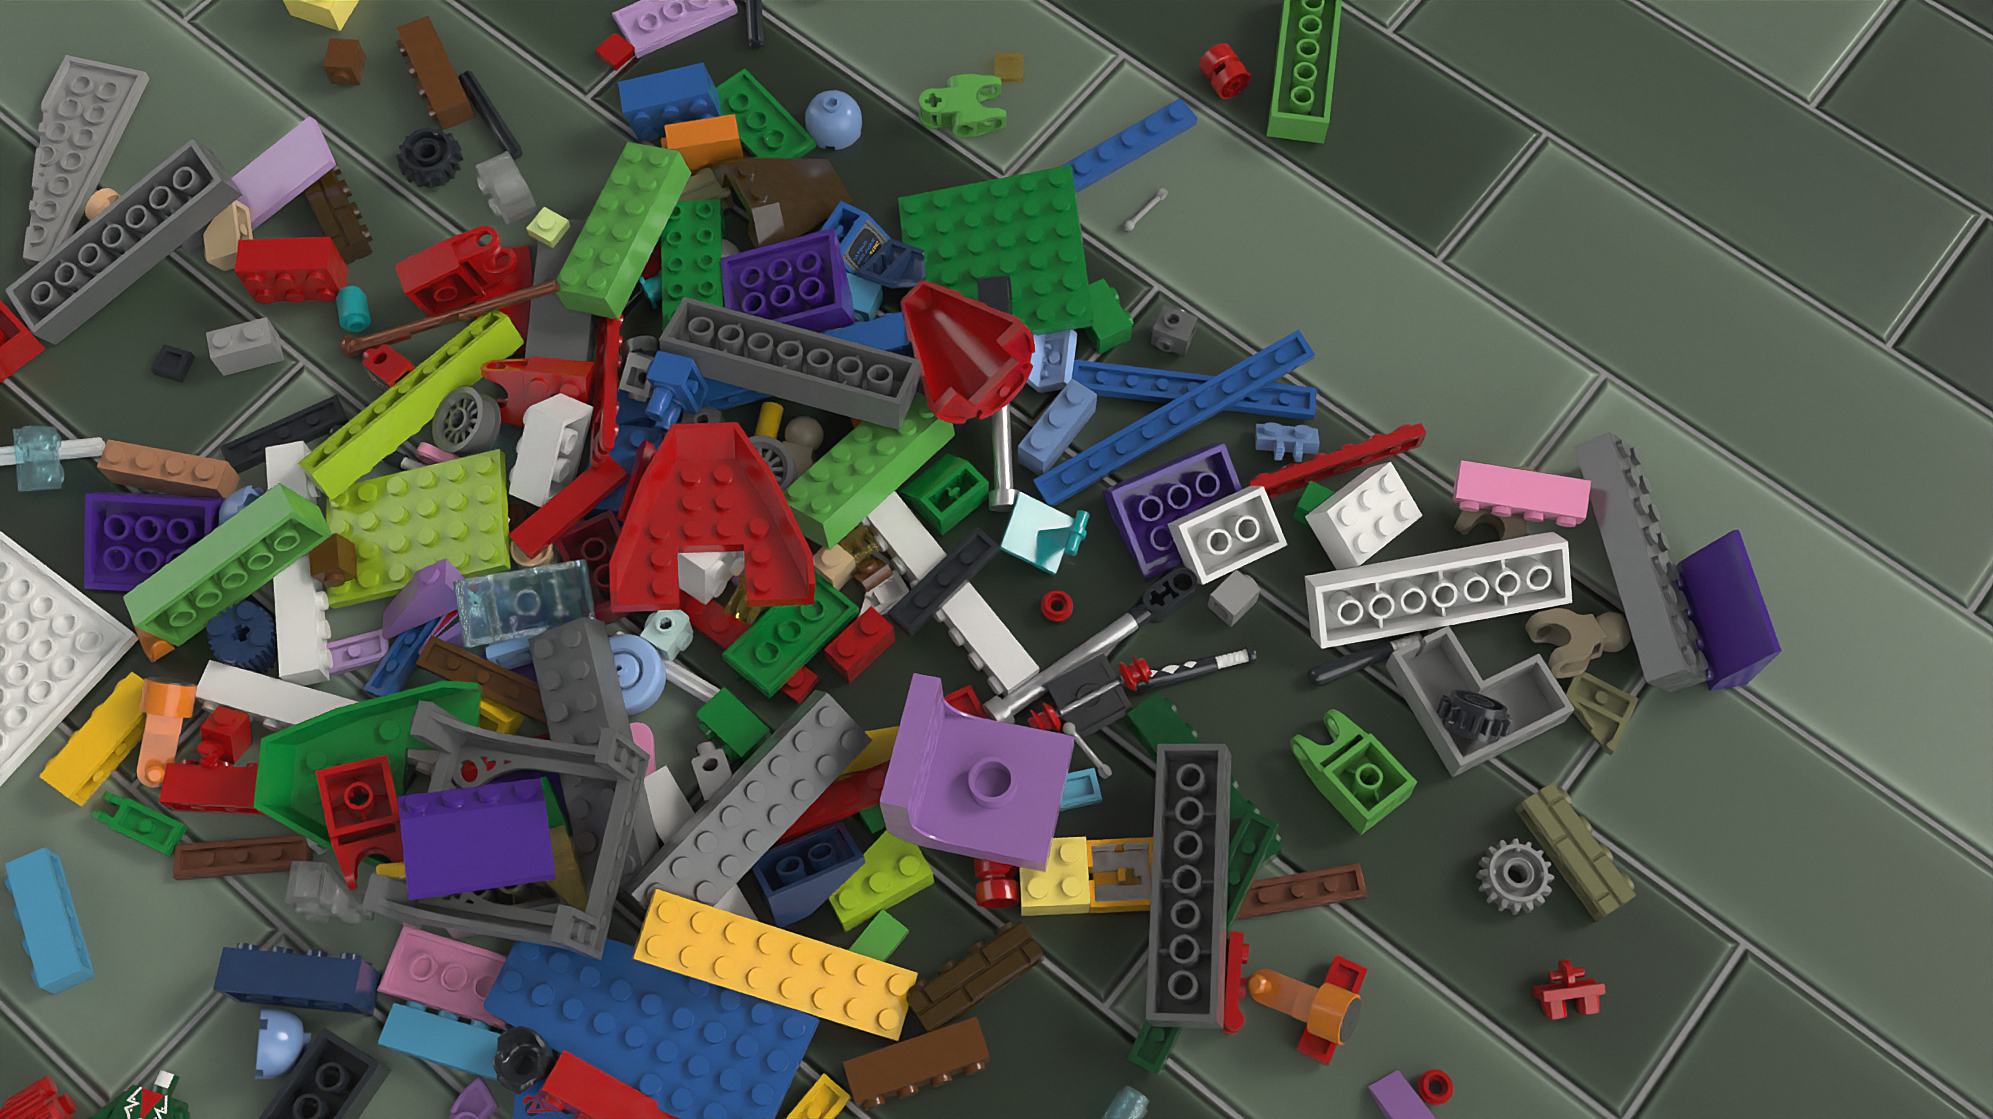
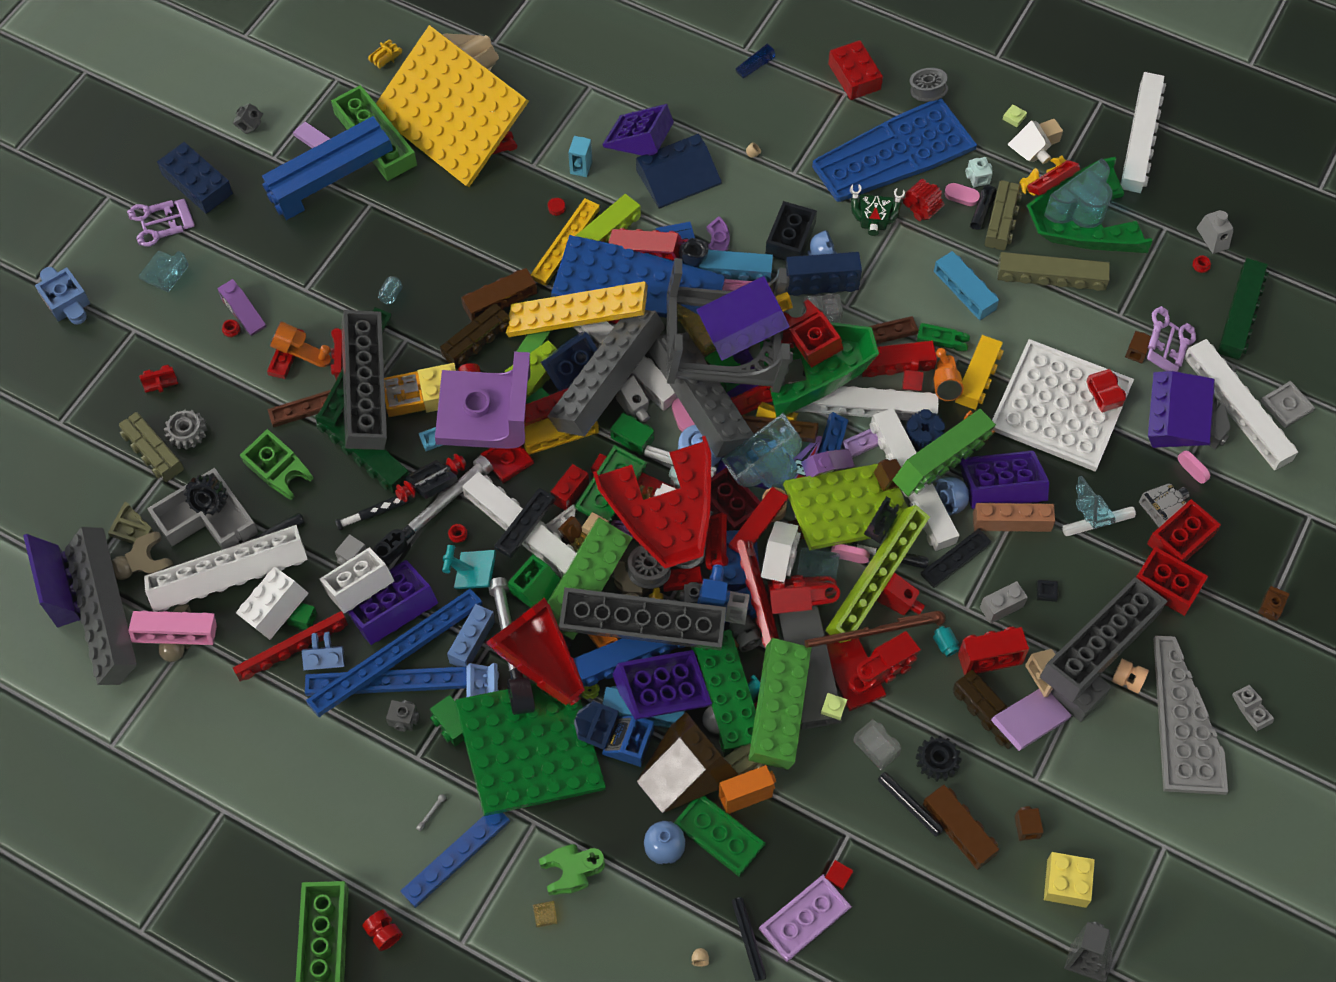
camera: 170 degrees right, 5 degrees down
(377, 481) = (882, 521): none -> black hinge
(466, 422) = (840, 566): dark grey wheel -> none
(668, 99) = (779, 817): blue brick -> none
(1103, 769) = (419, 449): light grey hinge -> none

